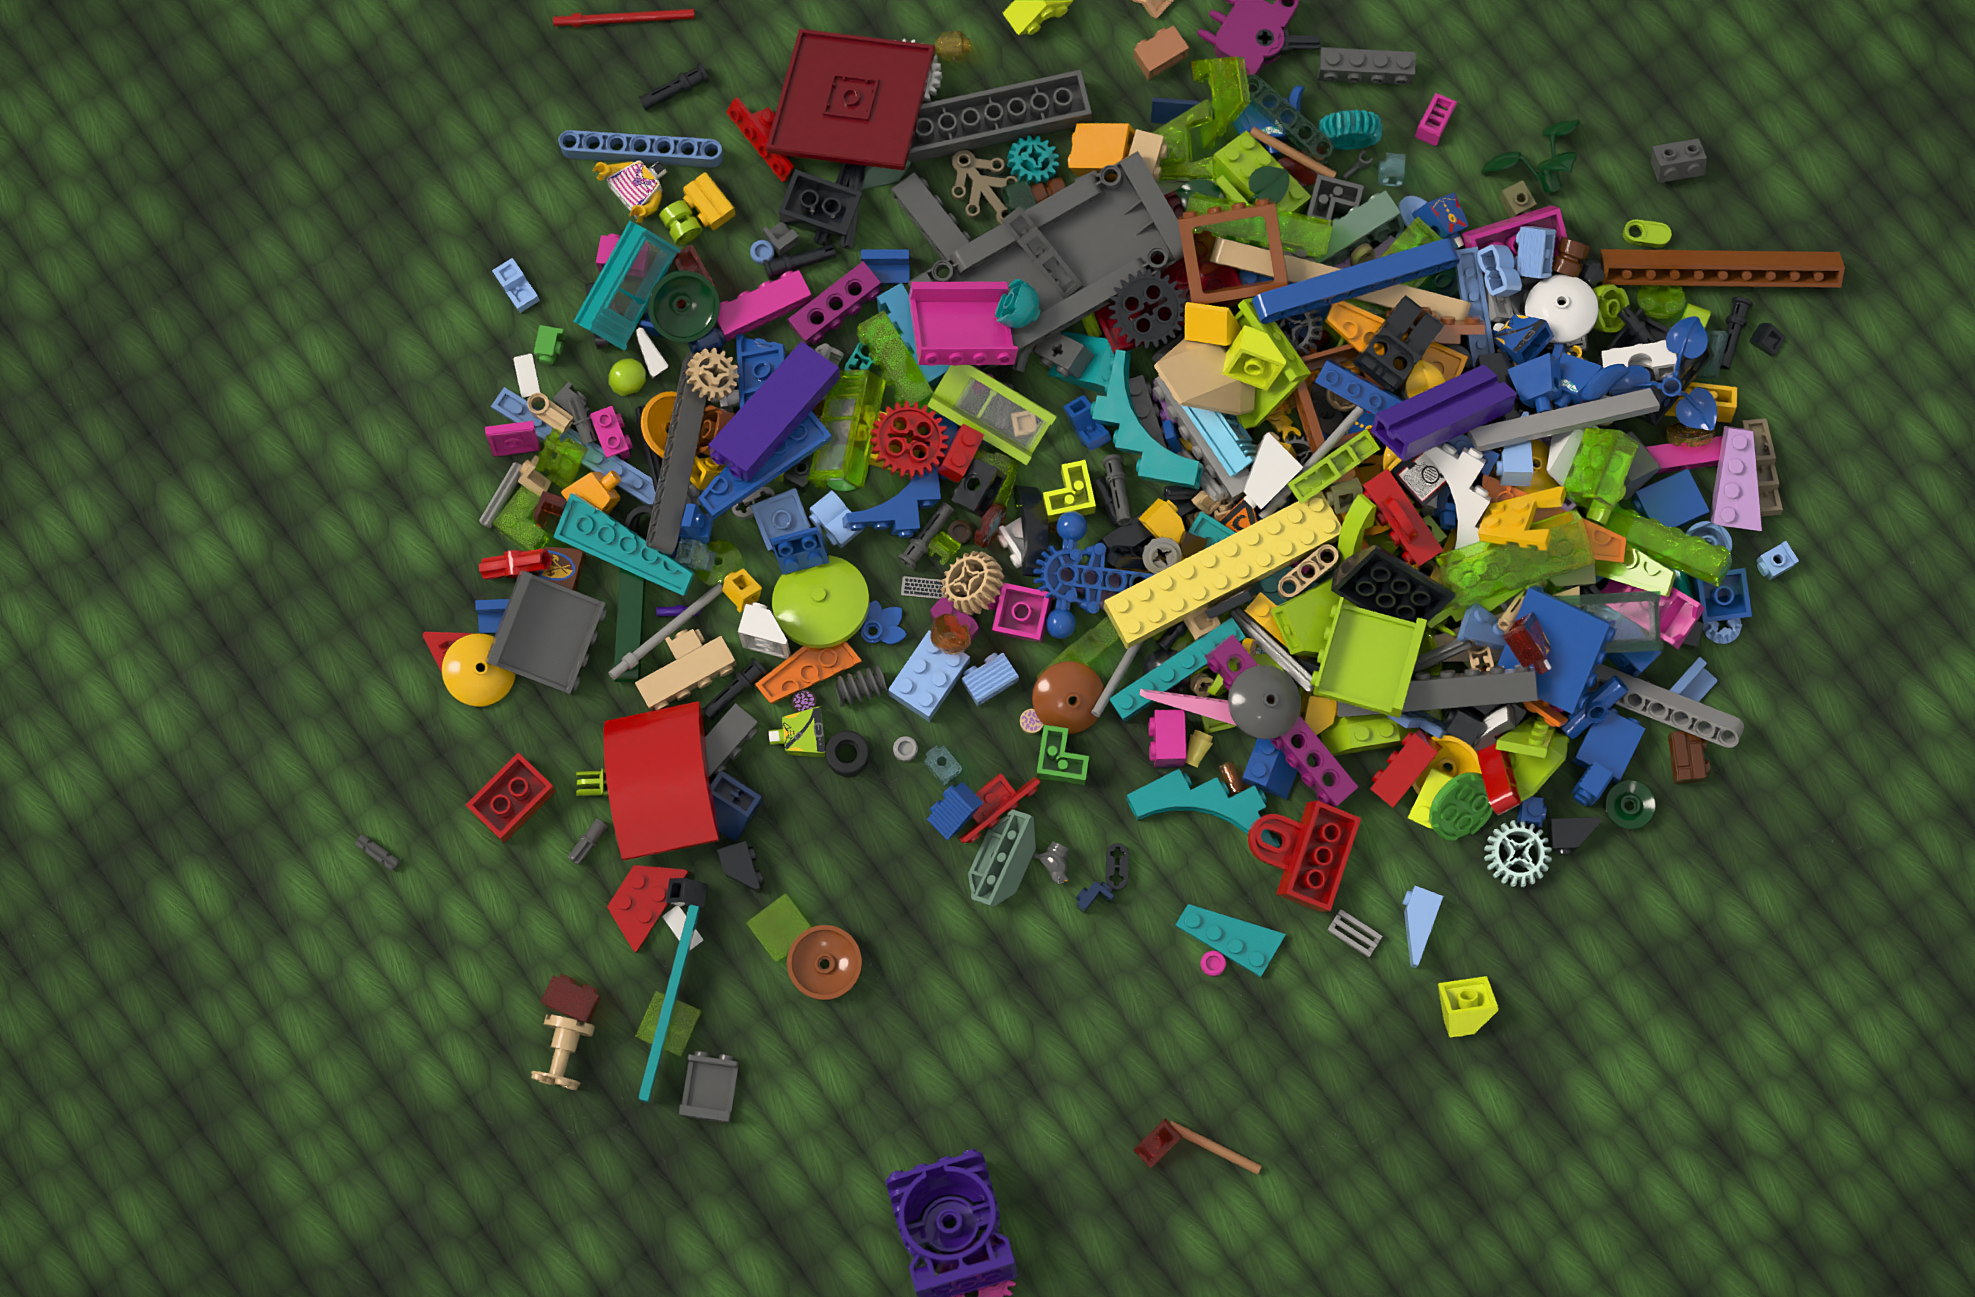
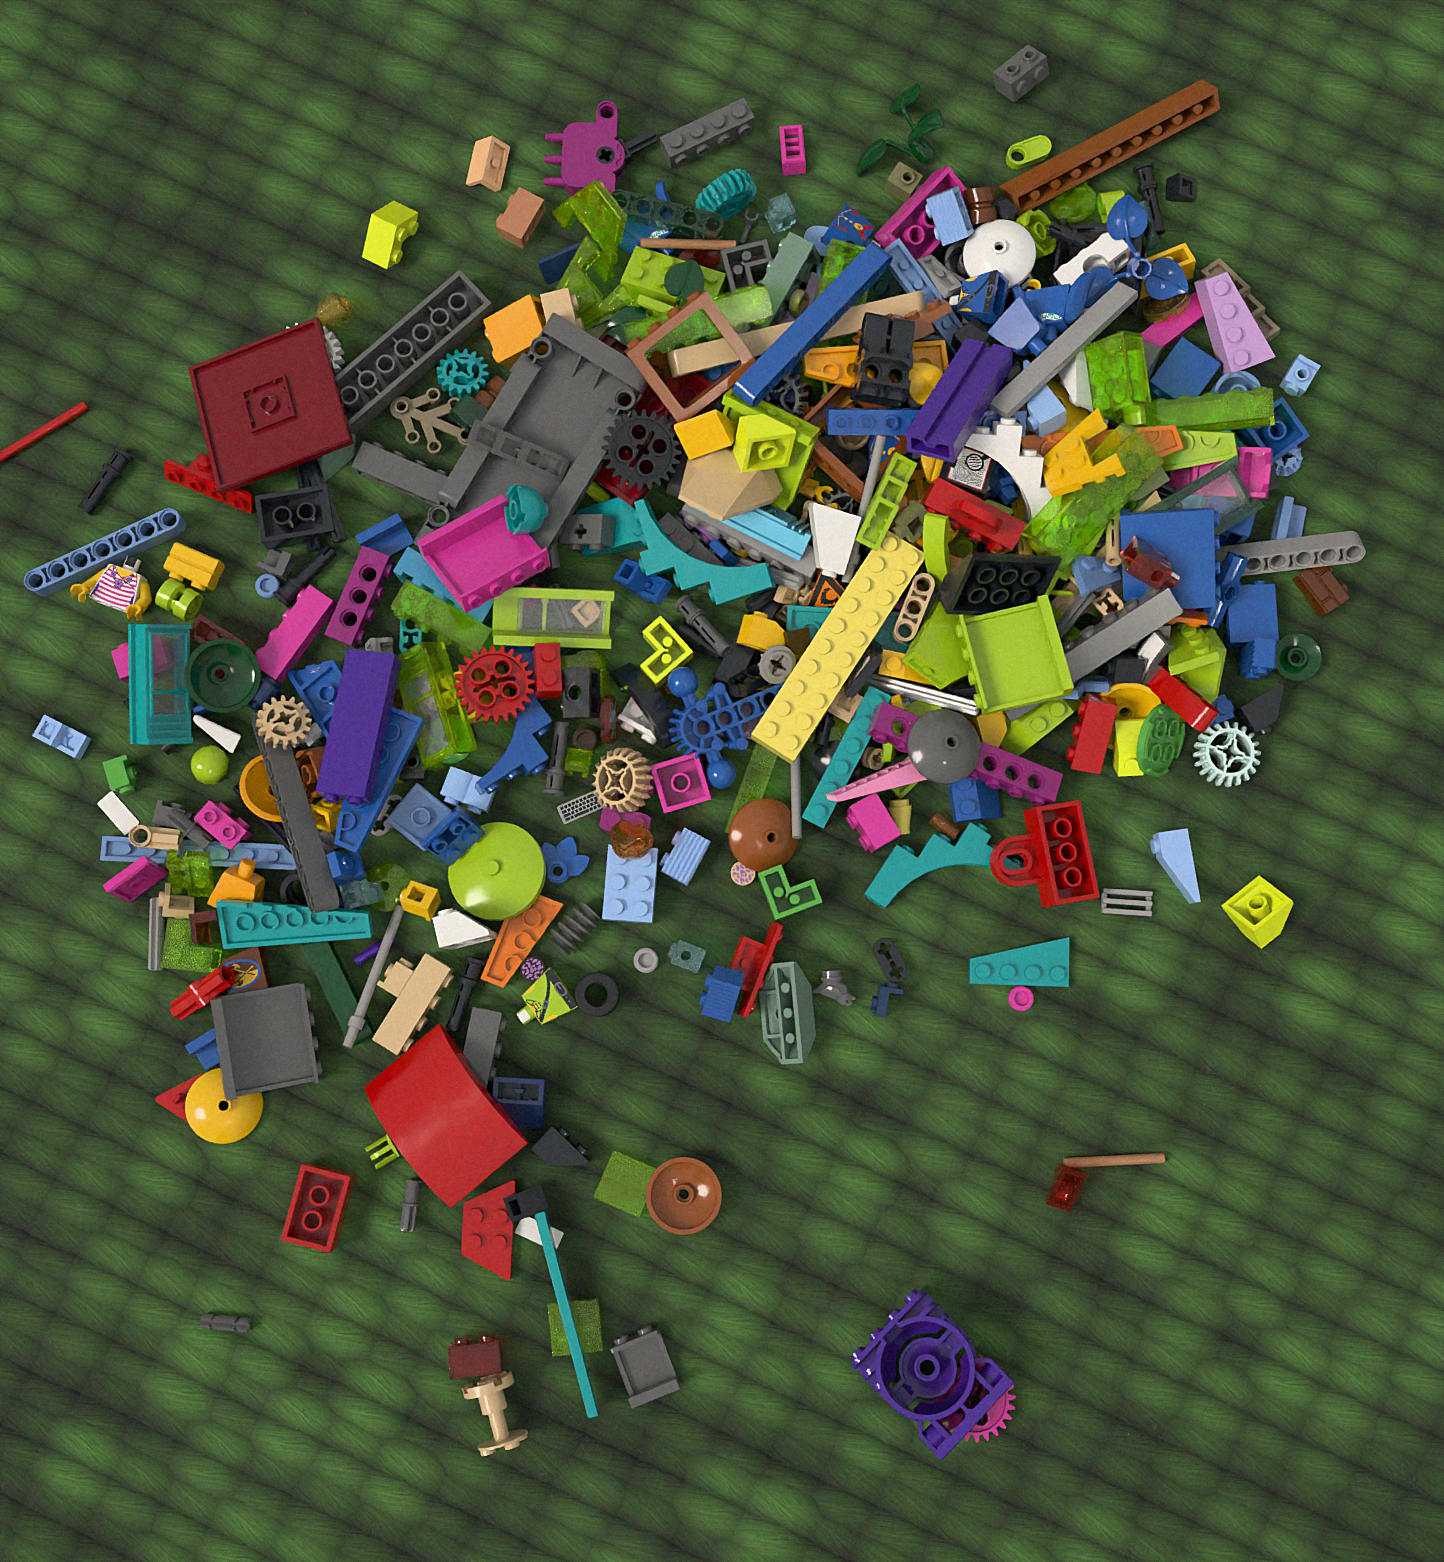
camera: 30 degrees left, 5 degrees up
(1499, 270) = (932, 253): light blue brick -> none

